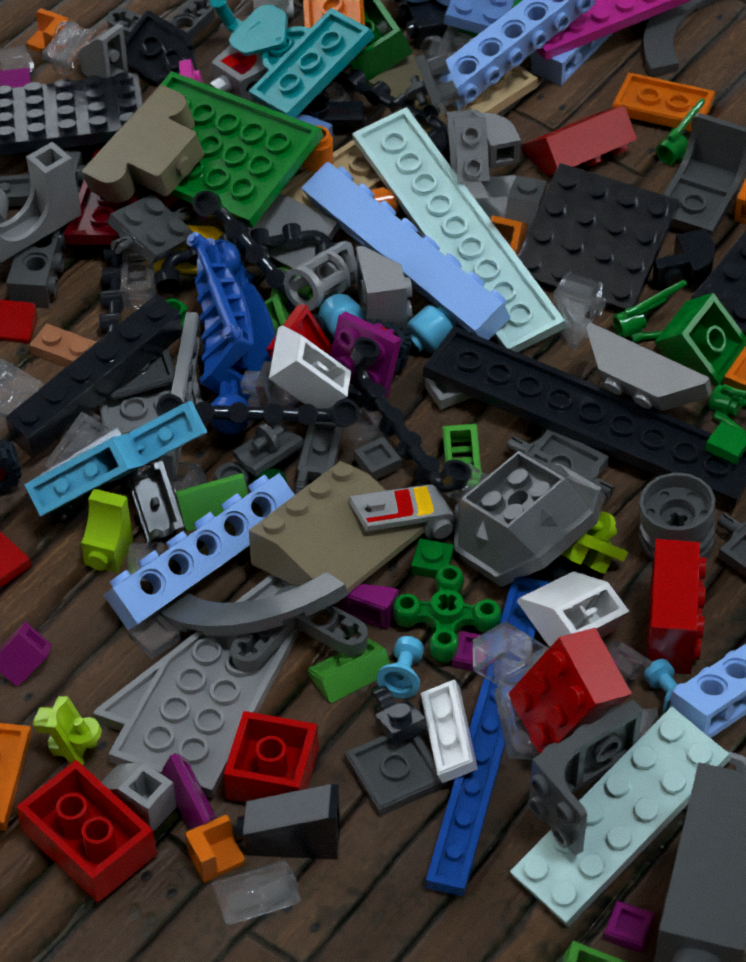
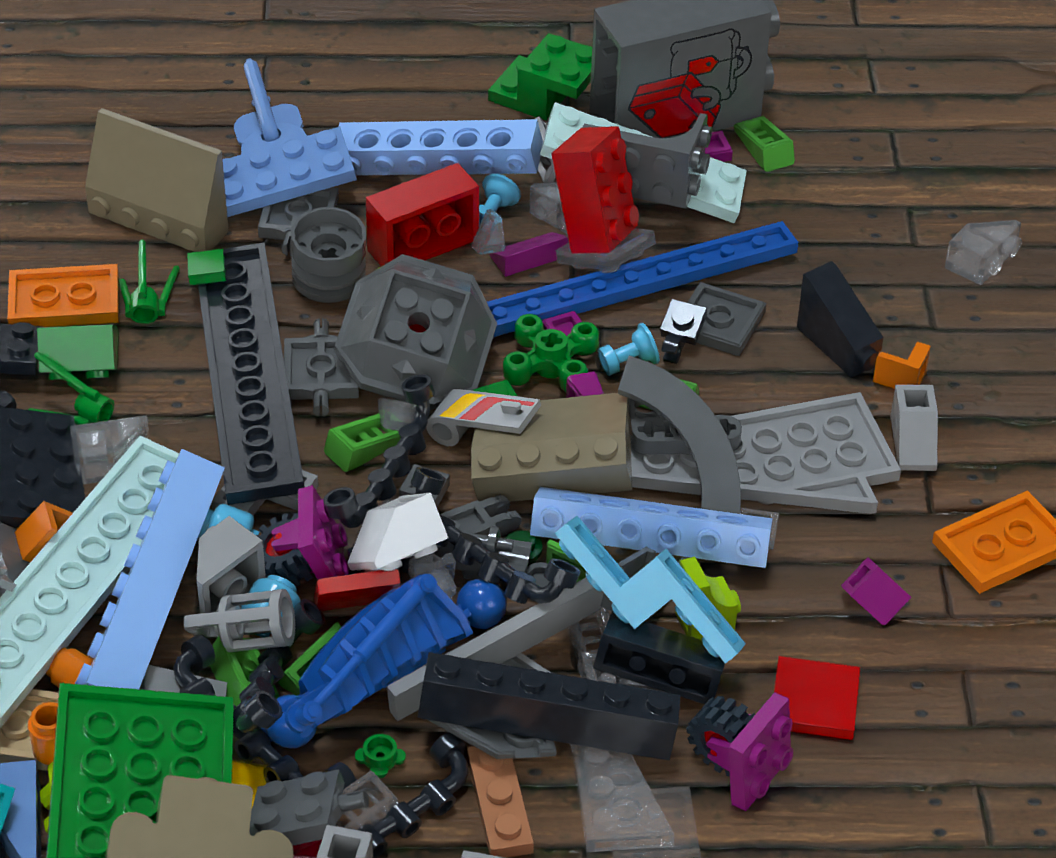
camera: 130 degrees left, 5 degrees down
(67, 729) = (916, 493): lime hips -> none
(87, 830) = (979, 431): red brick -> none
(188, 792) = (879, 401): magenta slope -> none
(256, 892) = (902, 333): clear slope -> none
(270, 757) = (802, 362): red brick -> none
(449, 731) = (653, 299): white tile -> none
(505, 654) = (570, 270): clear slope -> none
(573, 605) = (493, 260): white slope -> none
(643, 373) = (183, 333): light grey wedge -> none

